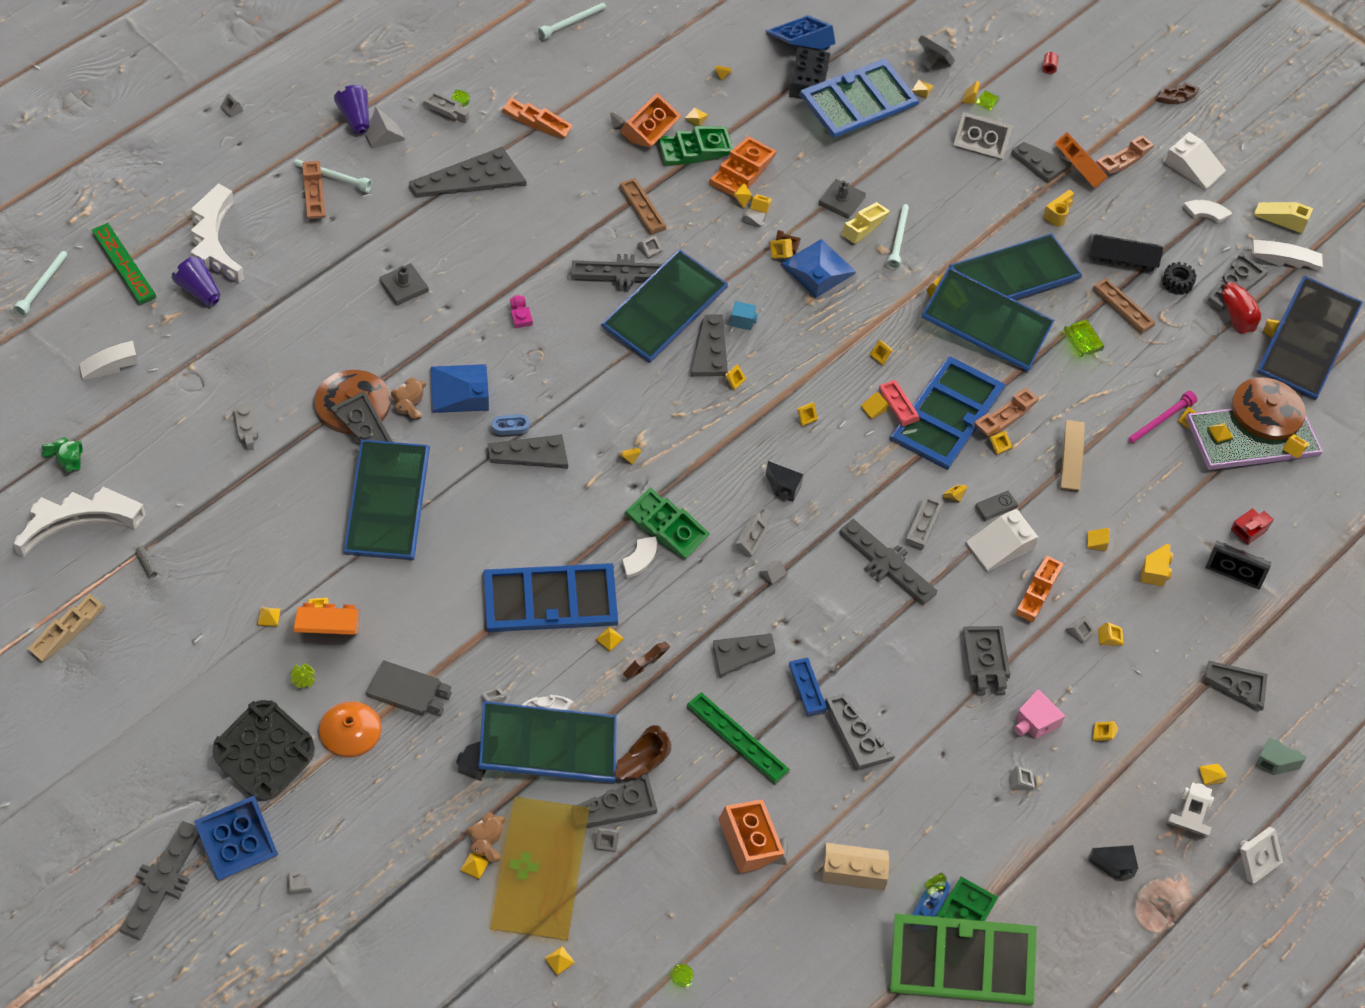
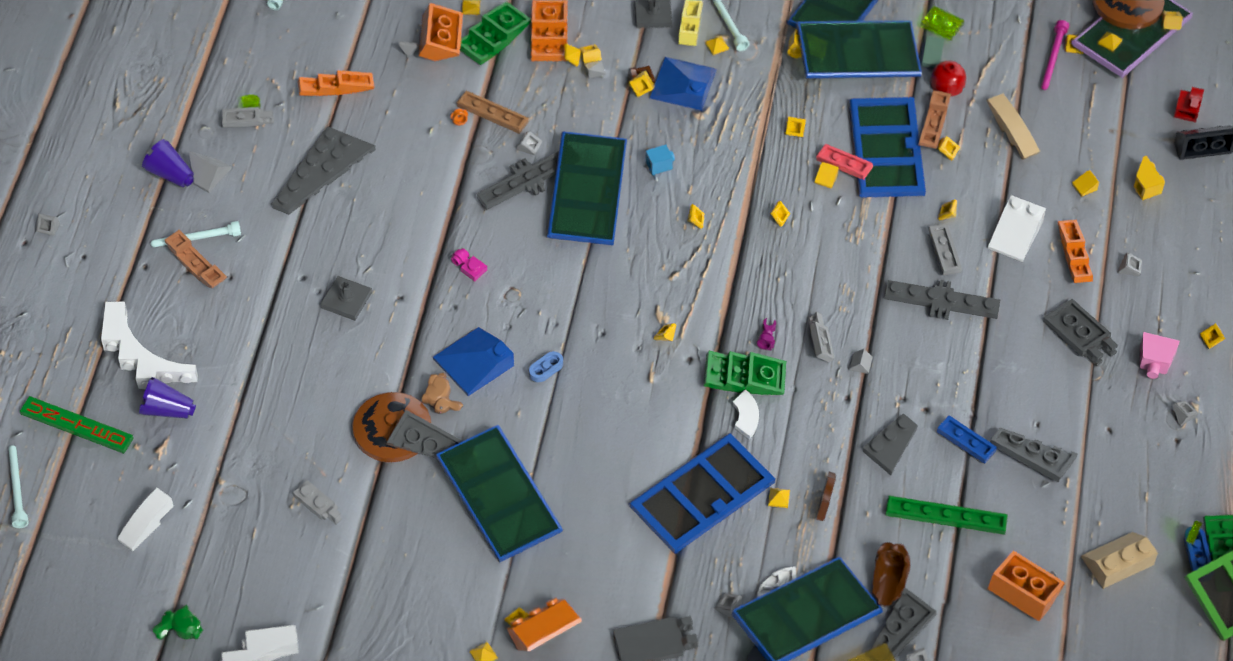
camera: 30 degrees left, 0 degrees up
(539, 450) = (581, 379): dark grey wing -> none
(609, 197) = (459, 120): none -> orange plate
(707, 506) = (766, 339): none -> magenta piece
(711, 349) = (657, 206): dark grey wing -> none
(784, 481) = (808, 281): black slope -> none
(873, 253) = (717, 45): none -> yellow slope
(996, 505) = (987, 202): dark grey tile -> none
(1049, 385) = (948, 78): none -> red cylinder
(1055, 357) = (932, 51): none -> sand green tile
(1110, 635) = (1155, 256): yellow slope -> none

